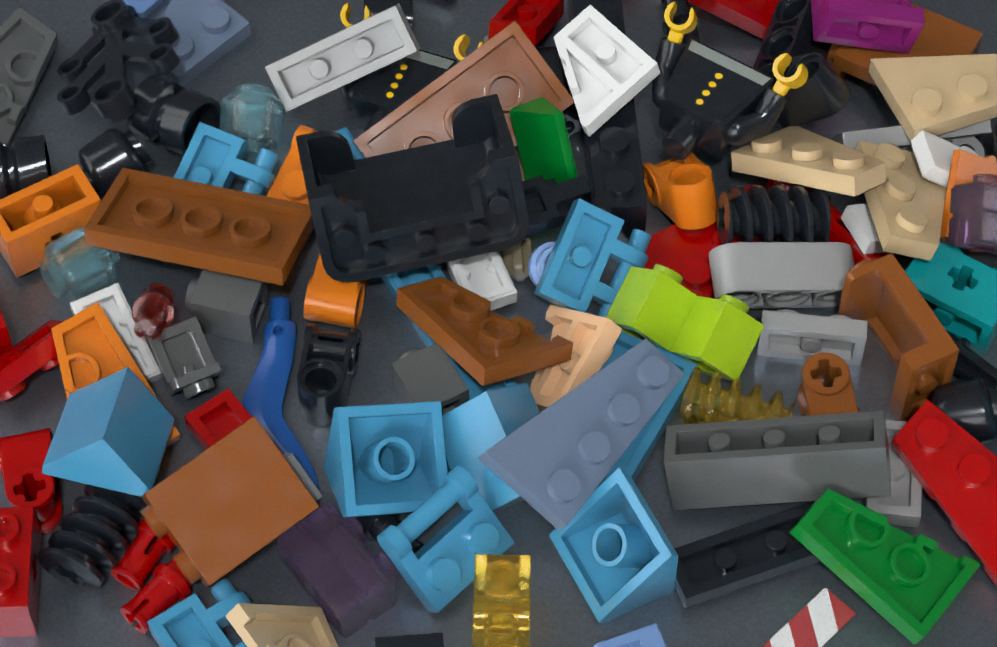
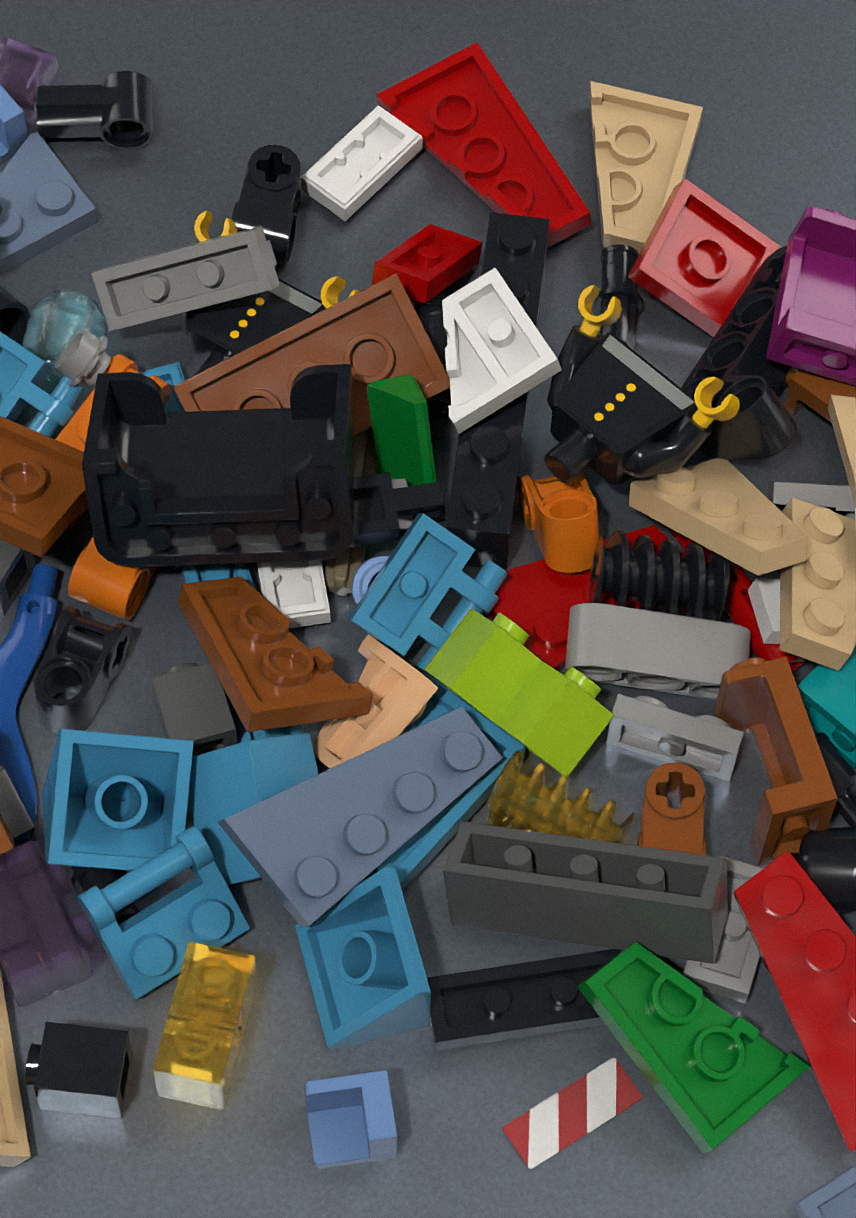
camera: 10 degrees right, 5 degrees up
(275, 132) = (84, 358): none -> light grey plate

